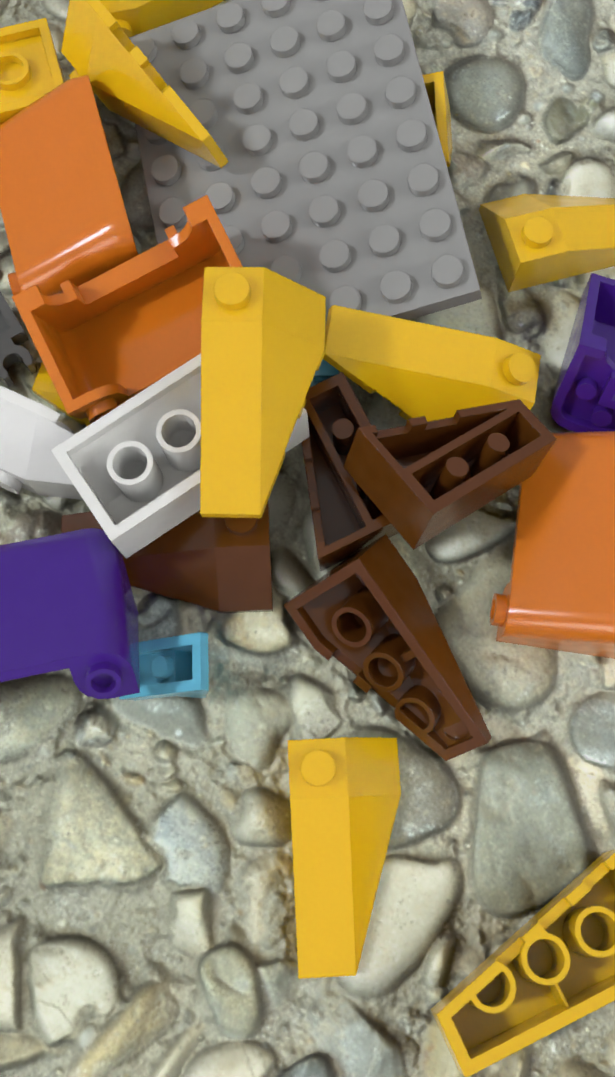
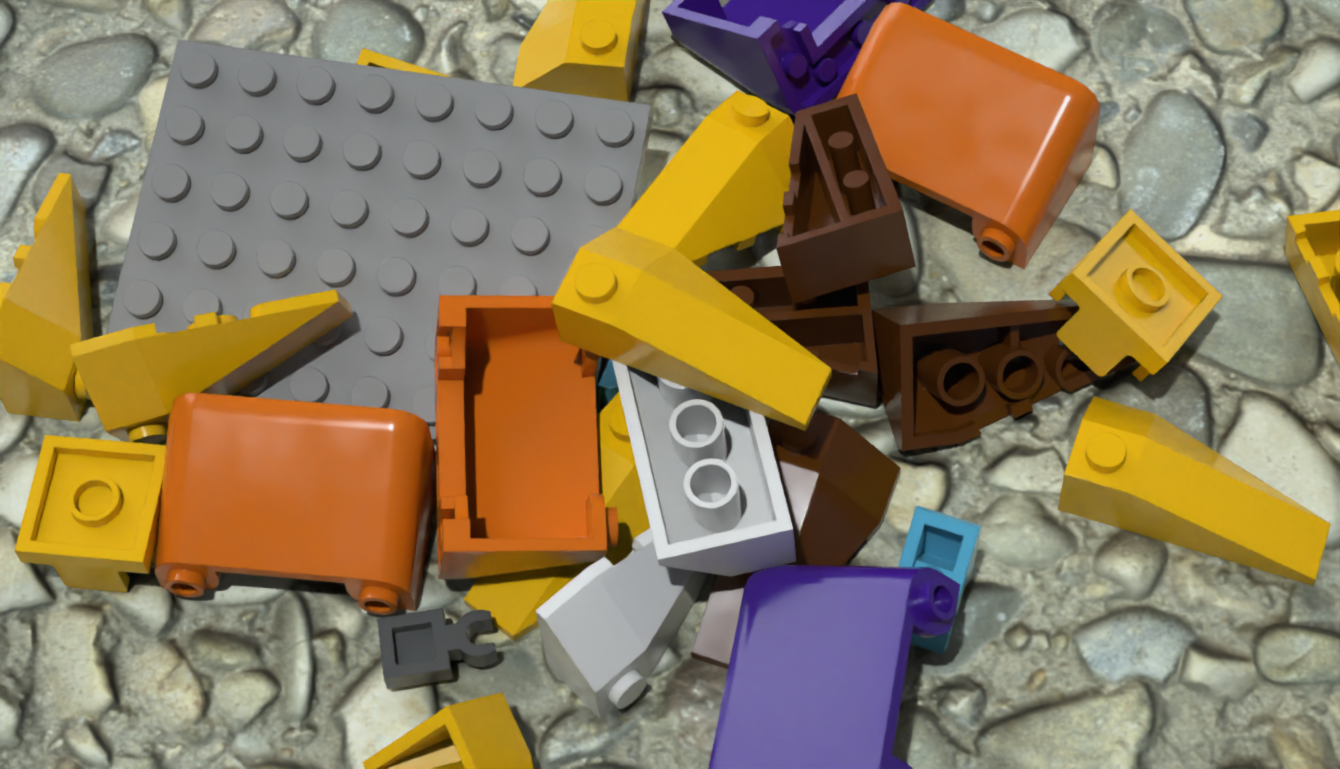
camera: 60 degrees left, 15 degrees down
(480, 741) = (1132, 300): none -> yellow panel

